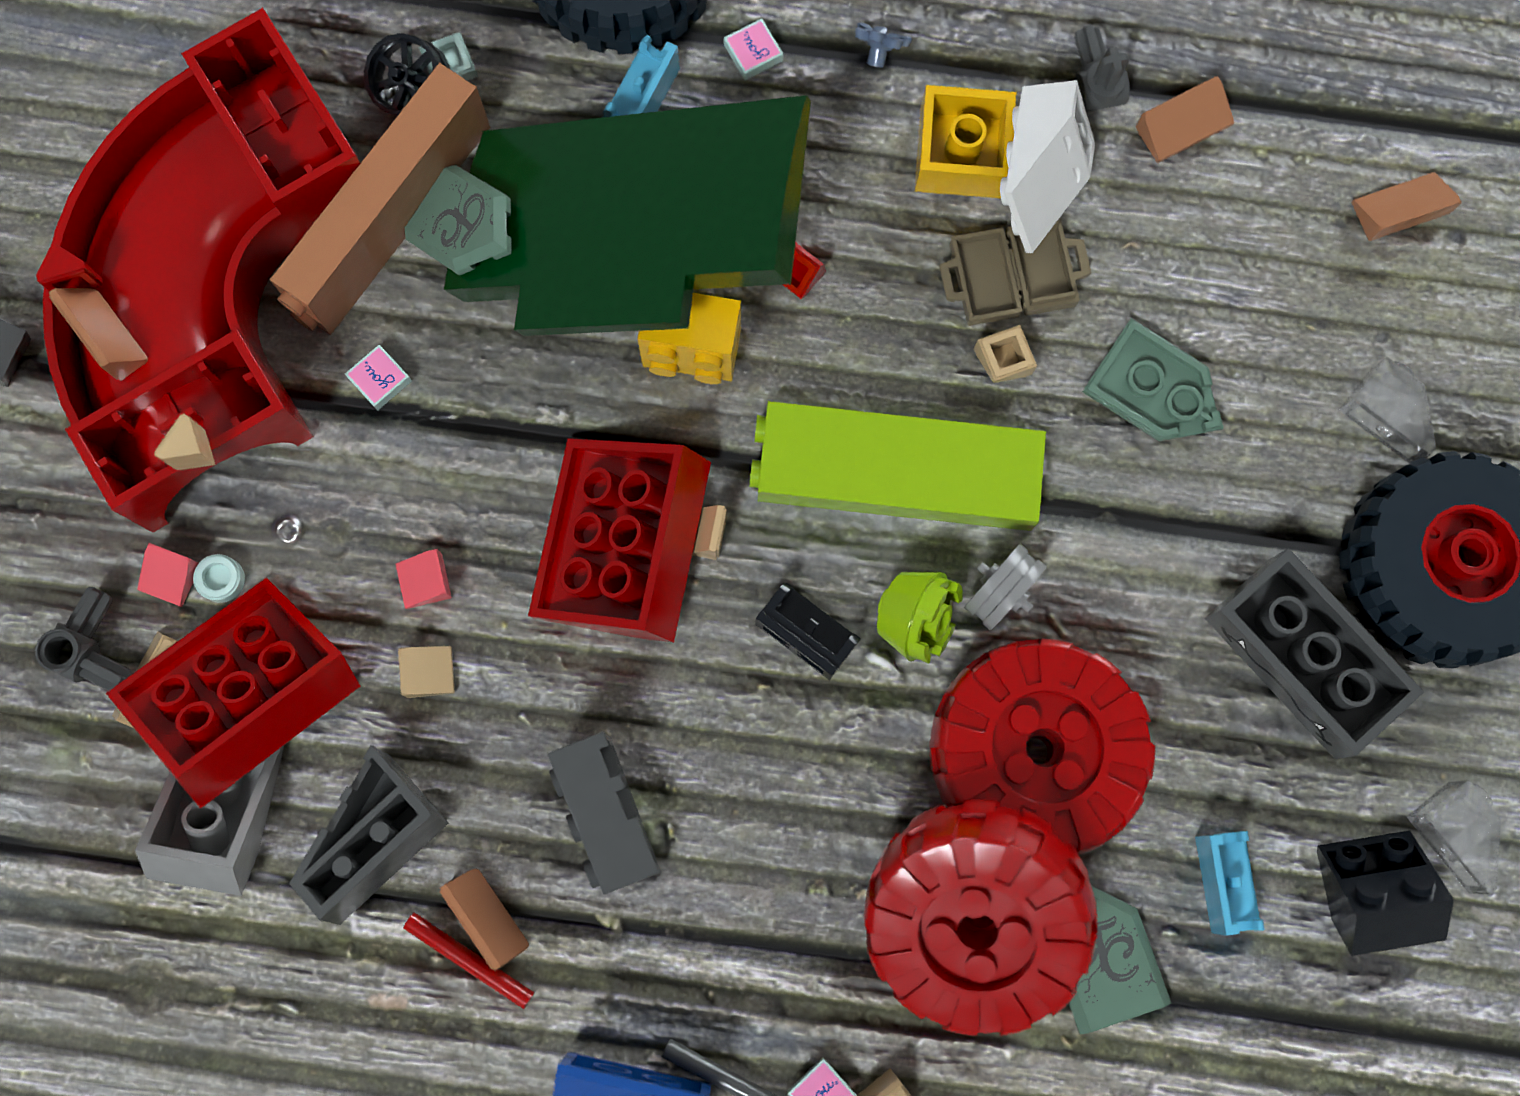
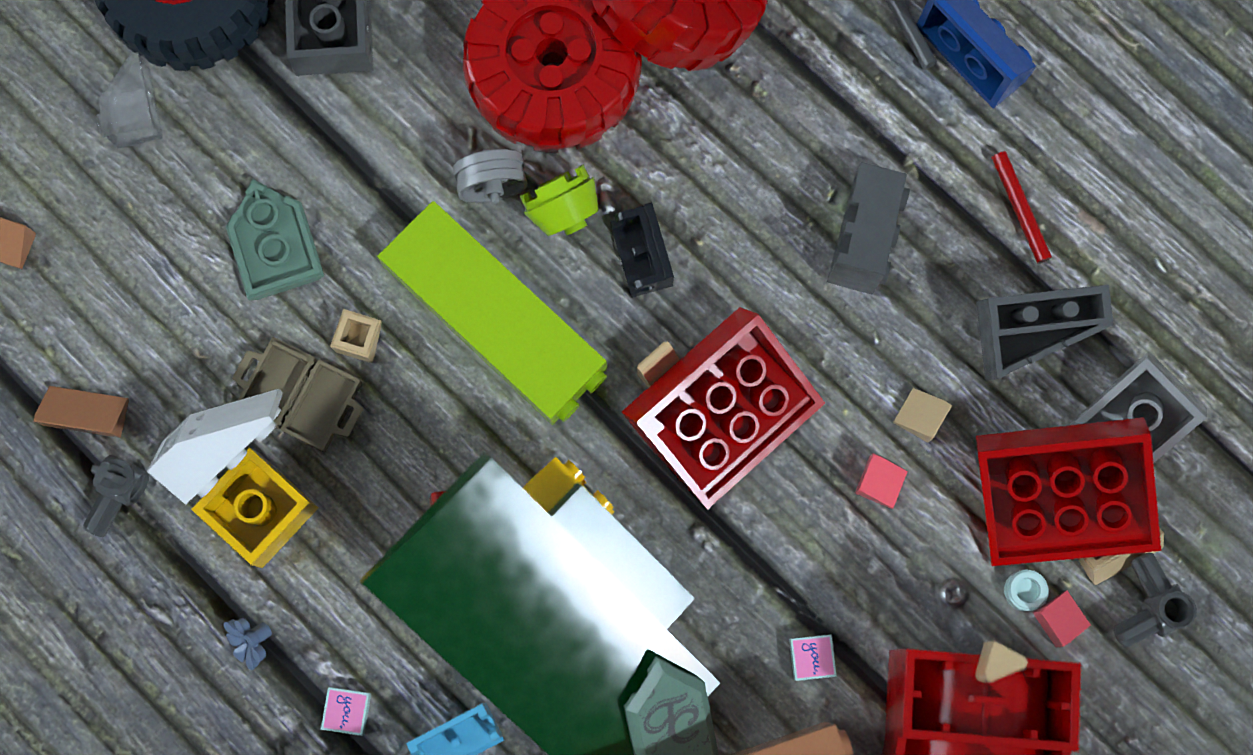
camera: 140 degrees left, 0 degrees up
(484, 918) = (994, 223): nougat slope -> none

